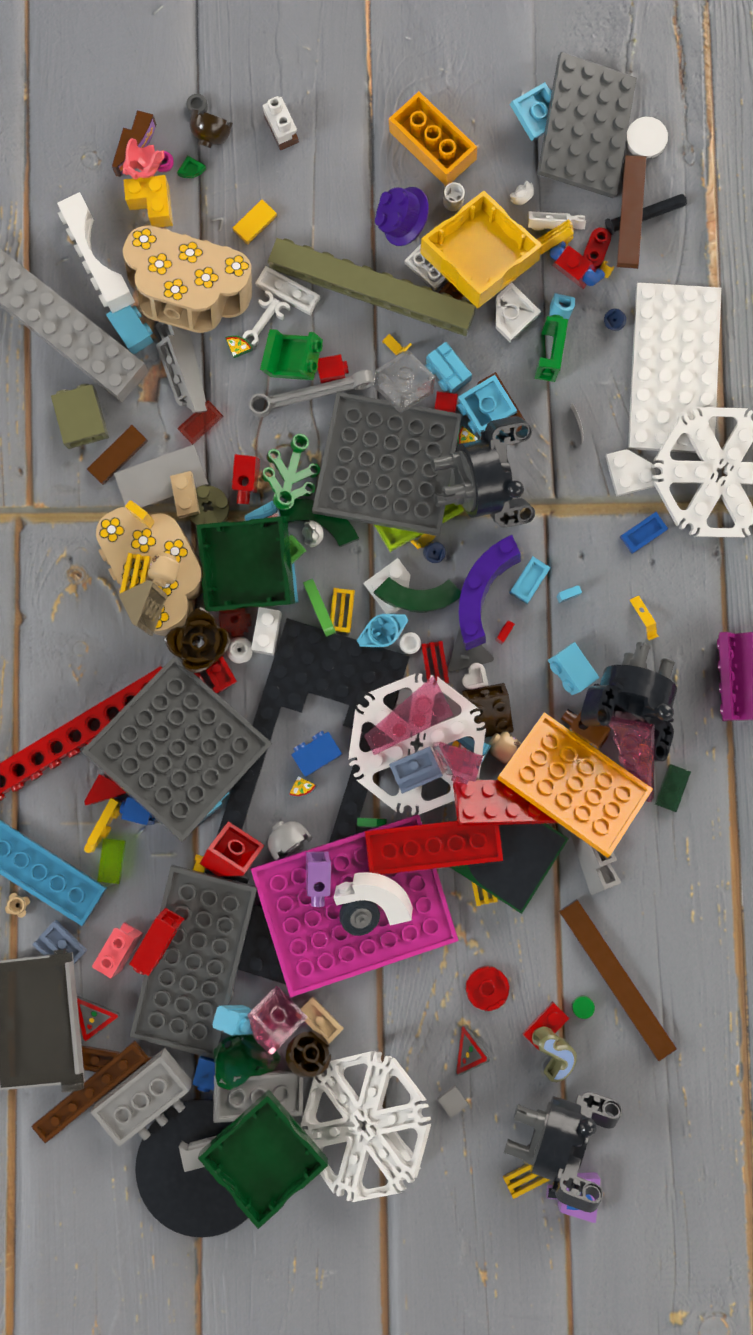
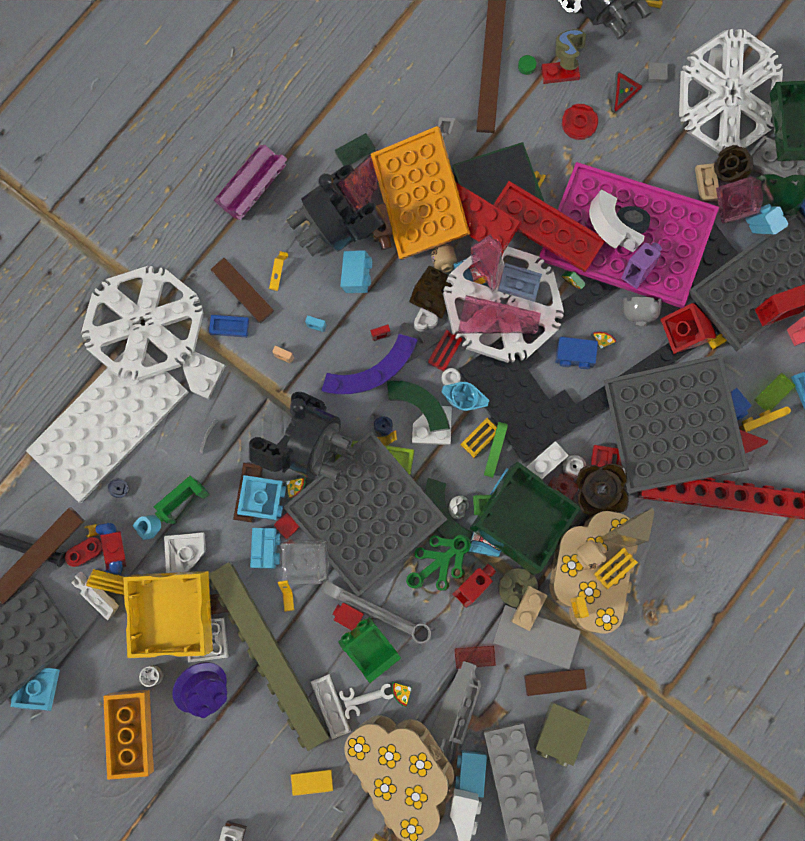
camera: 140 degrees left, 5 degrees down
(522, 194) = (100, 636): white plate -> none
(529, 580) = (333, 355): medium azure tile -> none
(574, 543) = (283, 354): none -> light nougat tile
(660, 573) = (242, 290): none -> reddish brown tile

